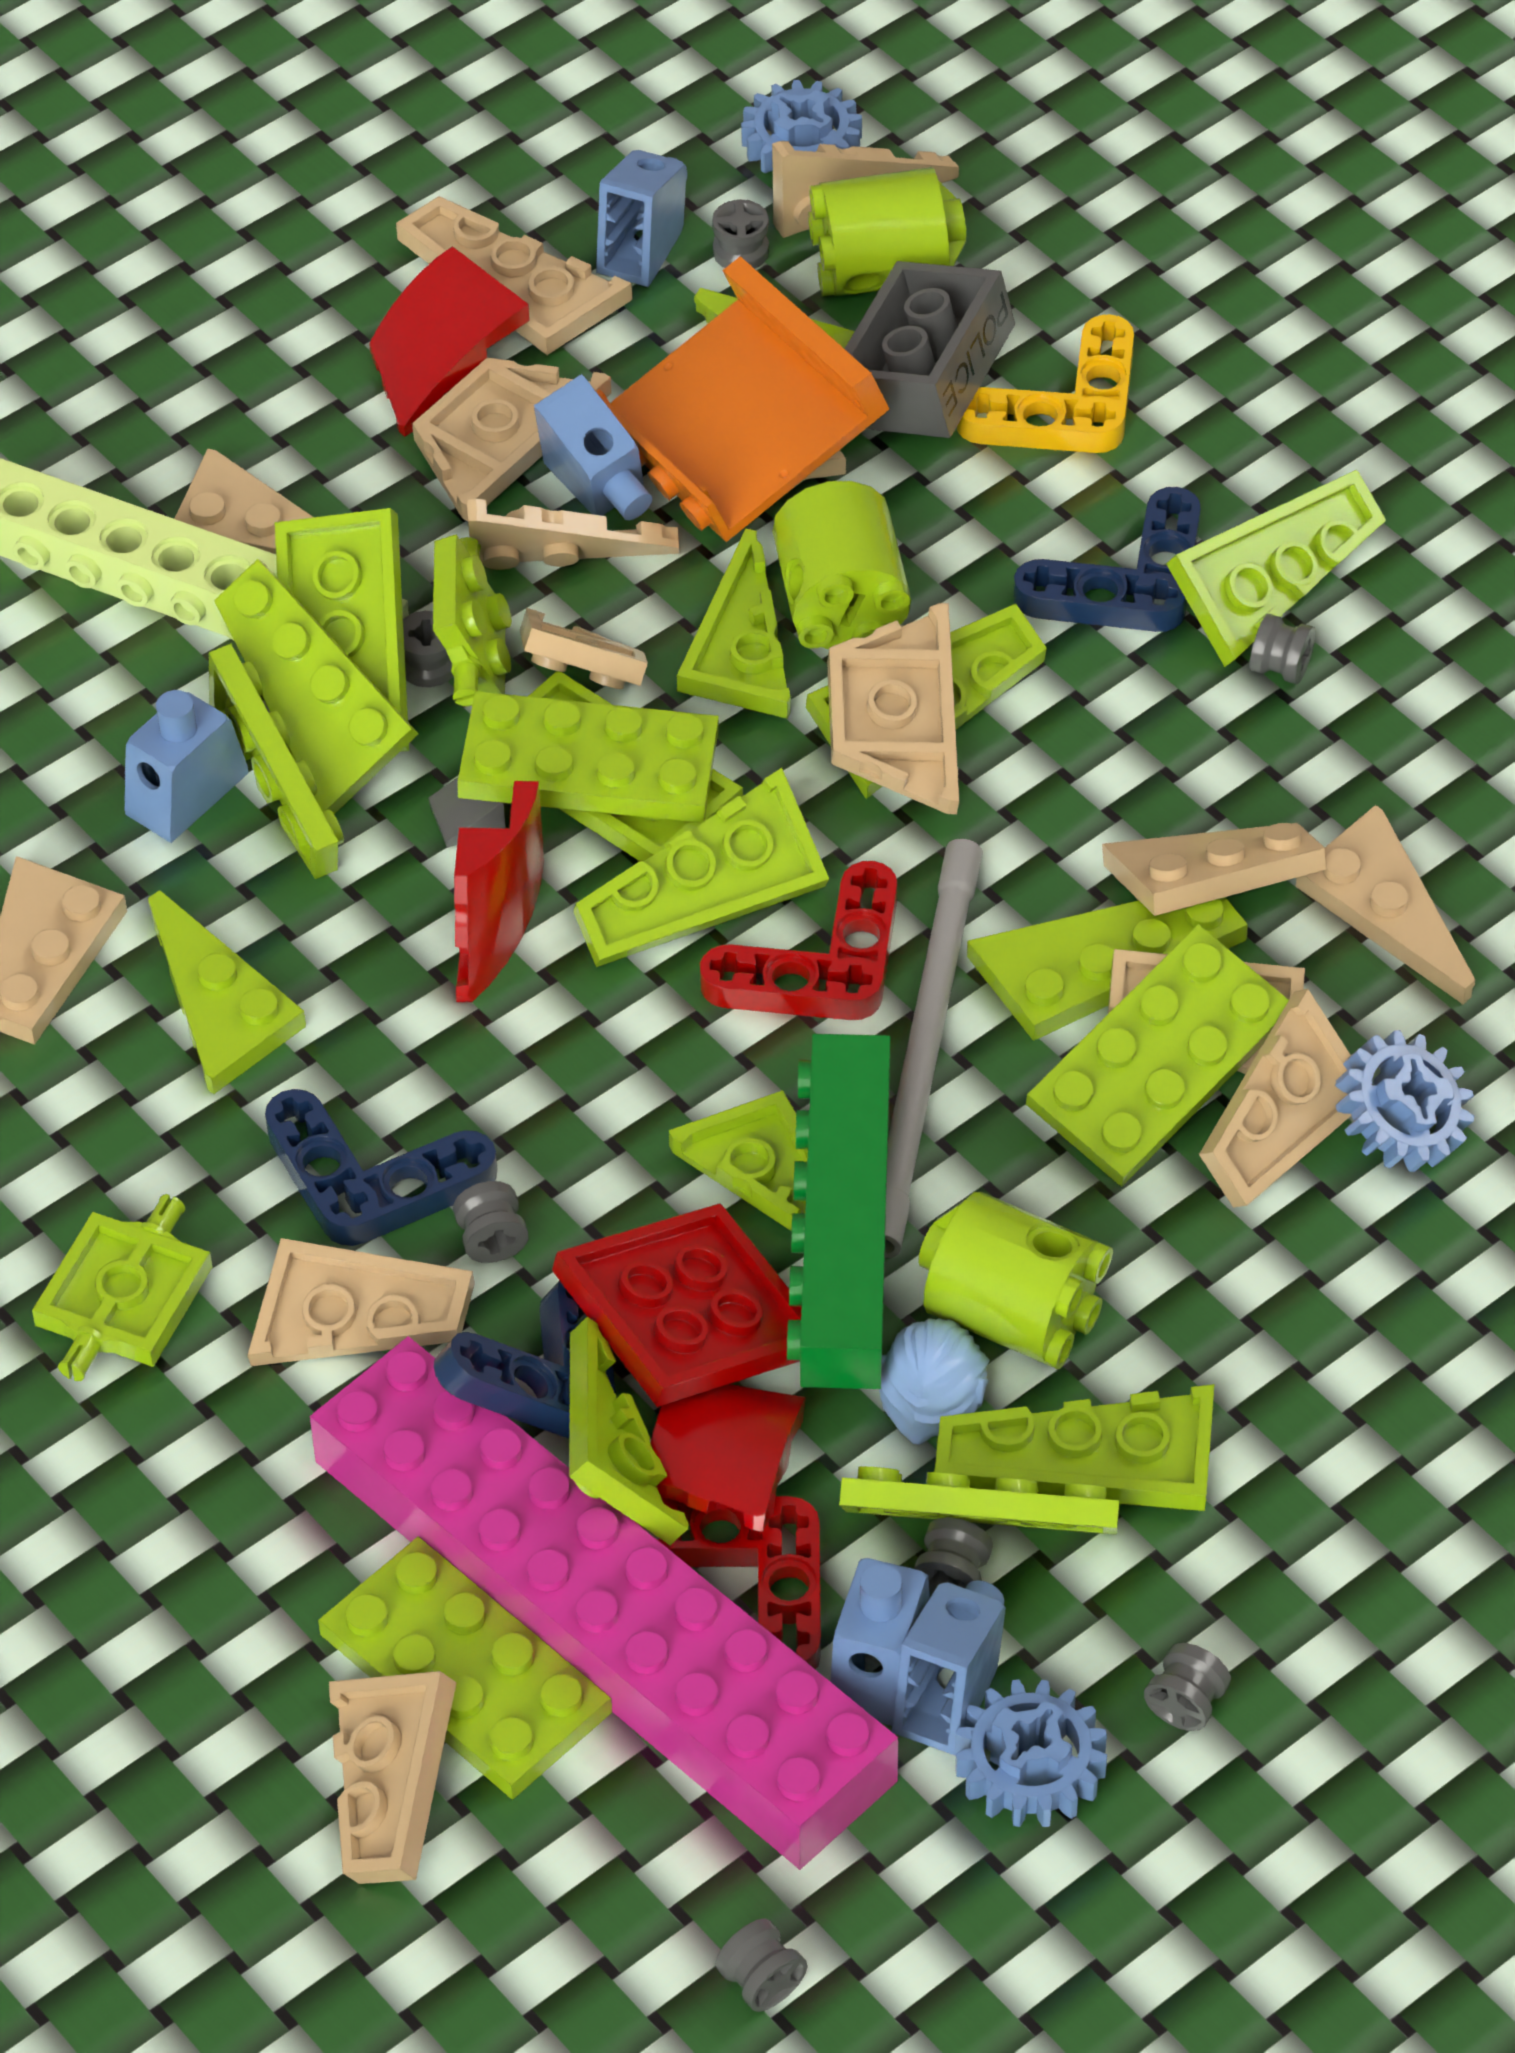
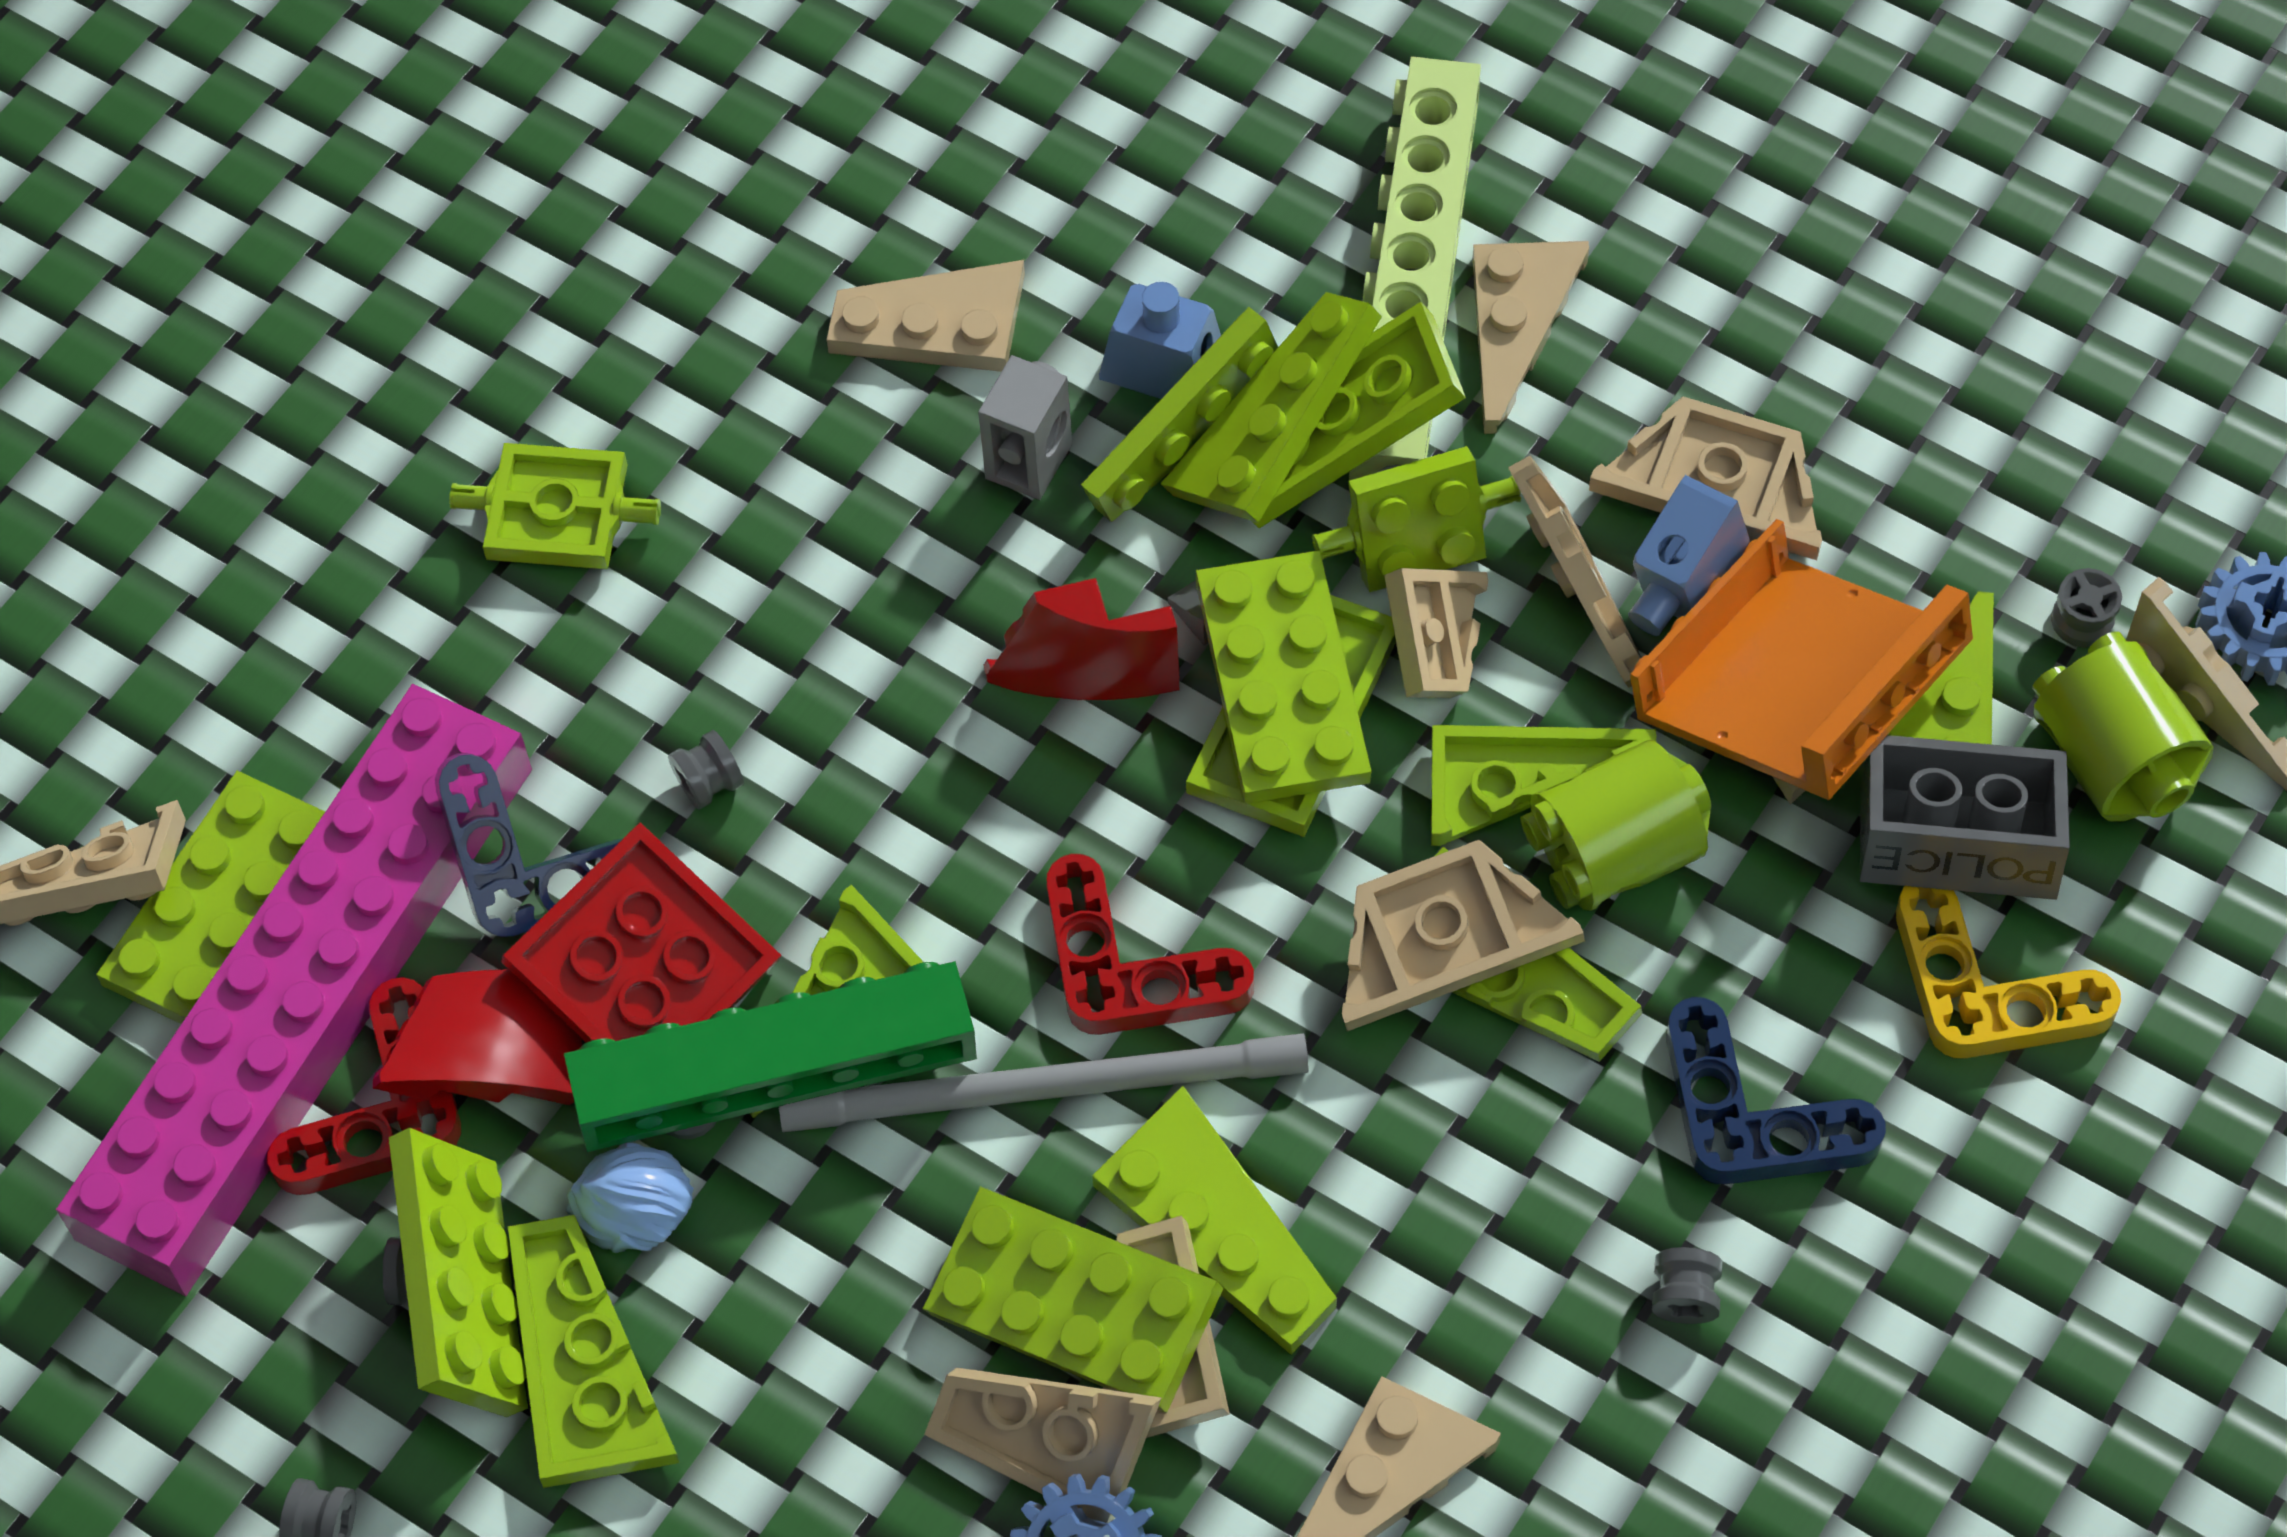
camera: 75 degrees right, 10 degrees up
(228, 1005) = (910, 484): lime wing -> none
(233, 875) = (1025, 426): none -> light grey brick
(354, 1303) = (589, 690): tan wing -> none
(370, 1190) = (729, 664): dark blue beam -> none
(441, 332) = (1816, 380): red slope -> none
(560, 293) = (1934, 429): tan wing -> none
(610, 1442) = (419, 934): lime wing -> none
(634, 196) = (2062, 503): medium blue torso -> none
(722, 869) = (1189, 835): lime wing -> none
(875, 1621) = (299, 1227): medium blue torso -> none
(955, 1632) = (289, 1294): medium blue torso -> none
(1013, 1277) = (735, 1231): lime cylinder -> none
(1032, 1757) = (225, 1421): medium blue gear -> none
(1211, 865) = (1351, 1288): tan wing -> none
(1272, 560) = (1808, 1243): lime wing -> none

